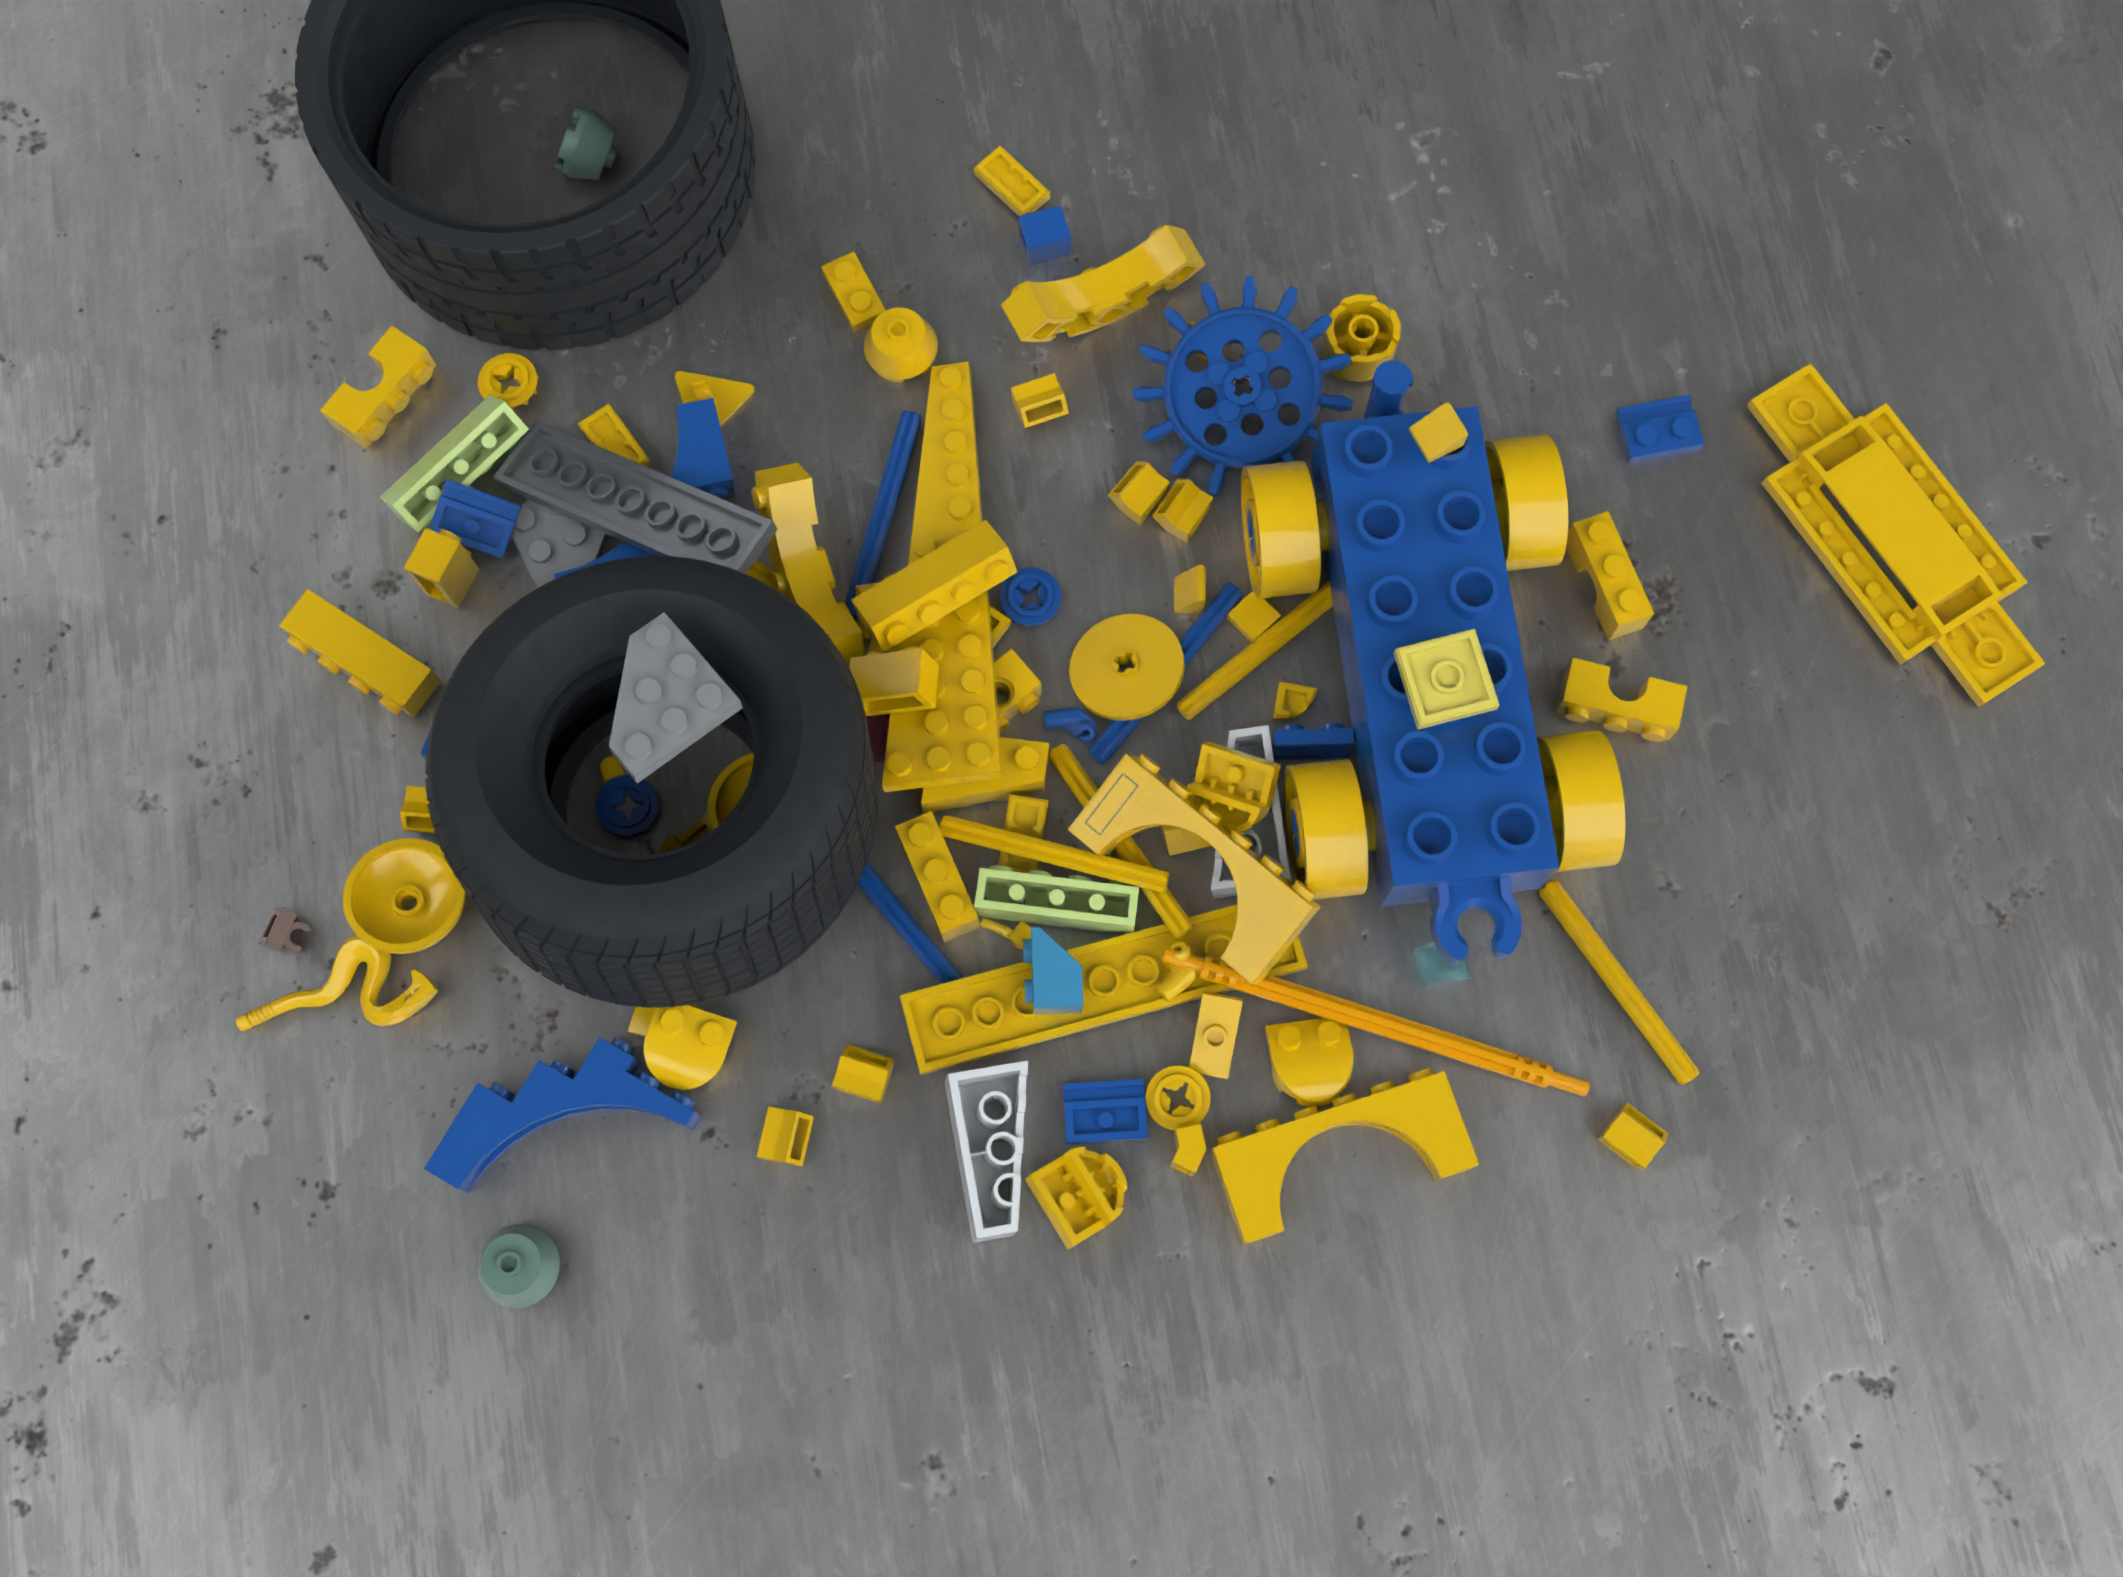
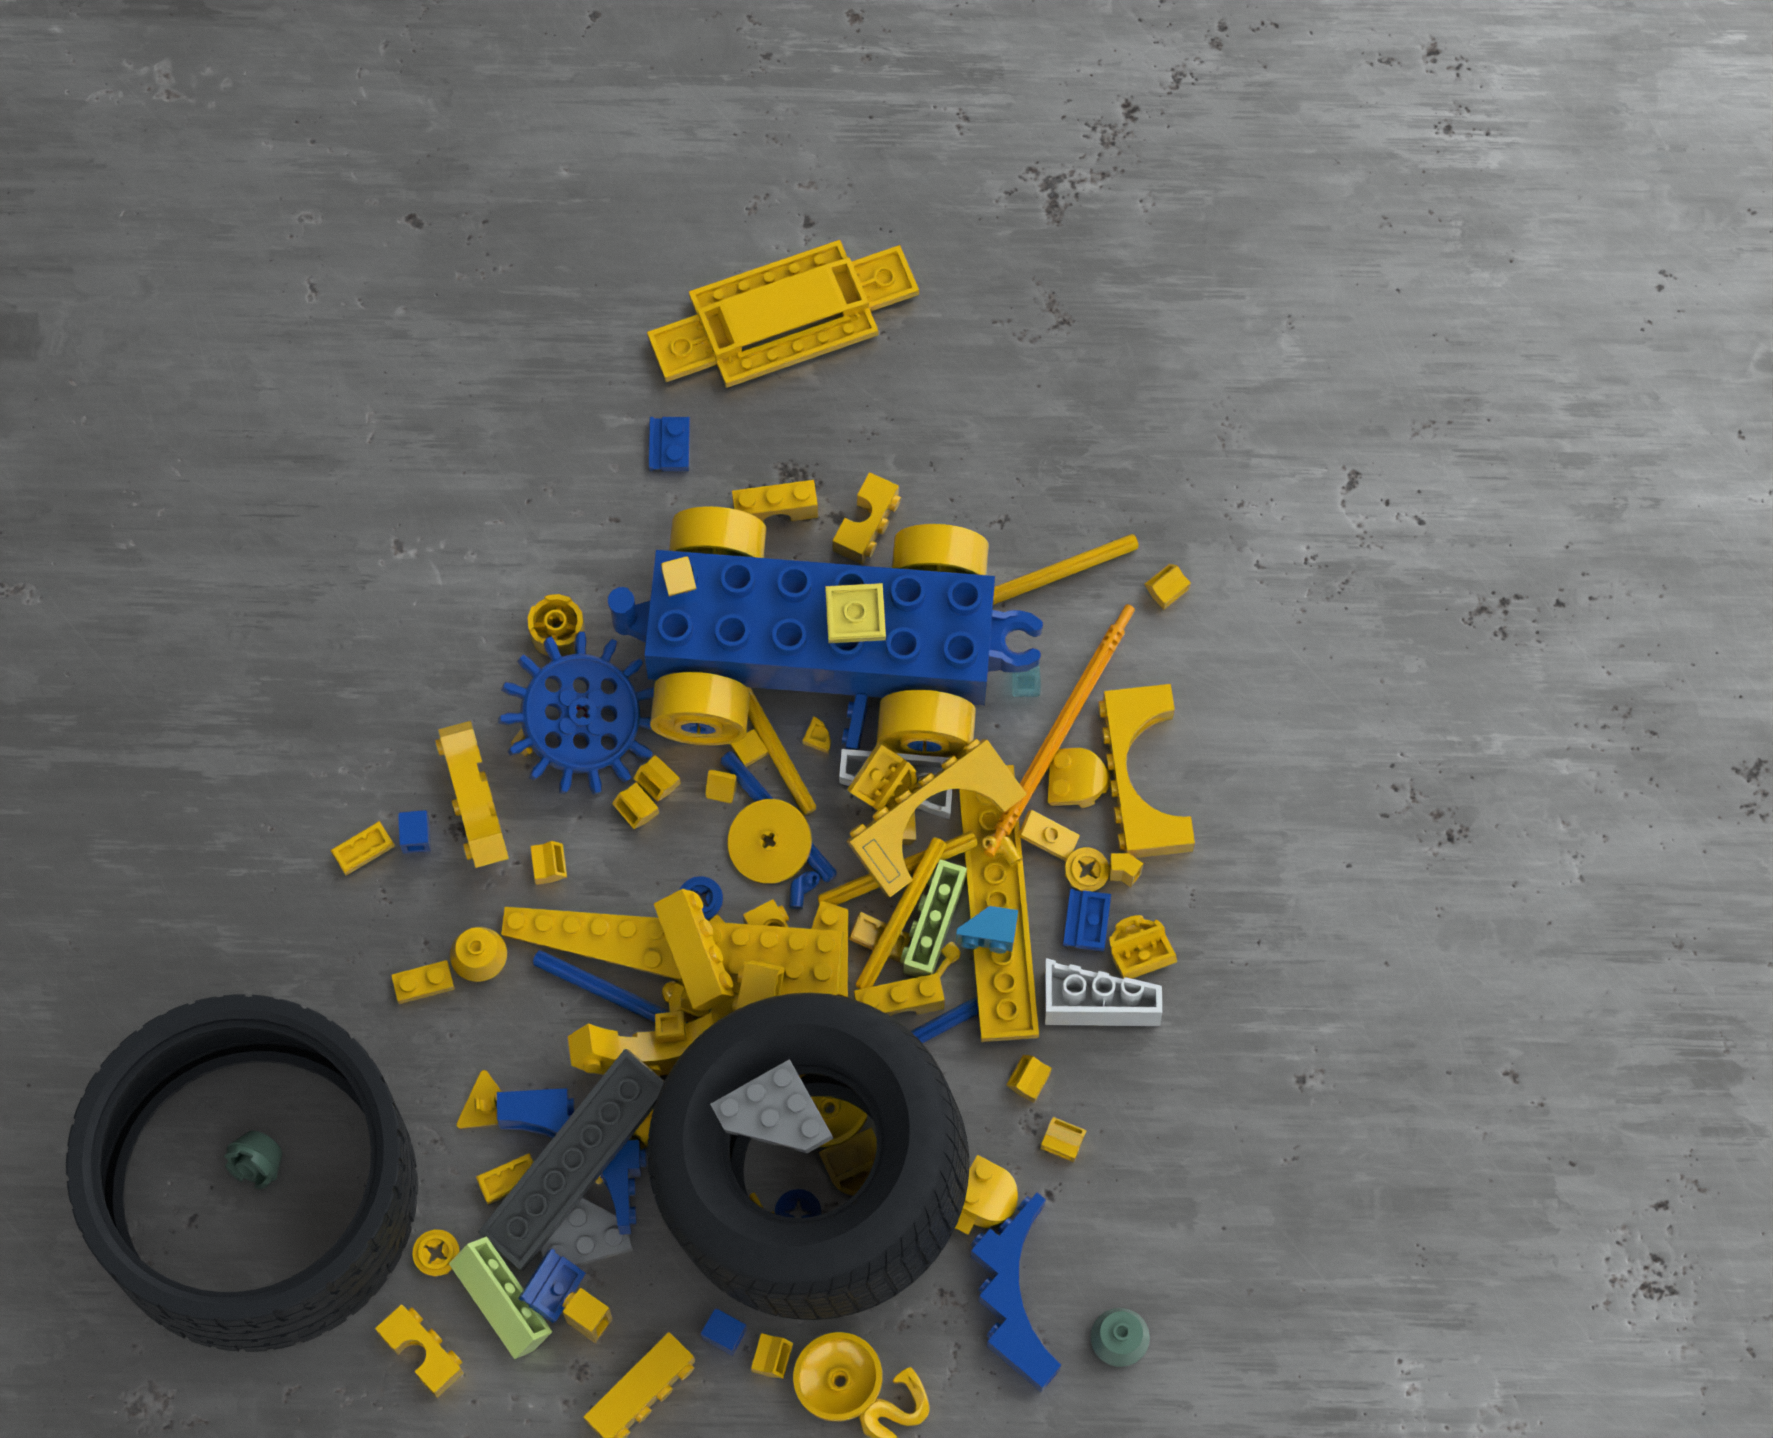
camera: 80 degrees left, 5 degrees down
(836, 587) = (670, 1027): none -> yellow tile

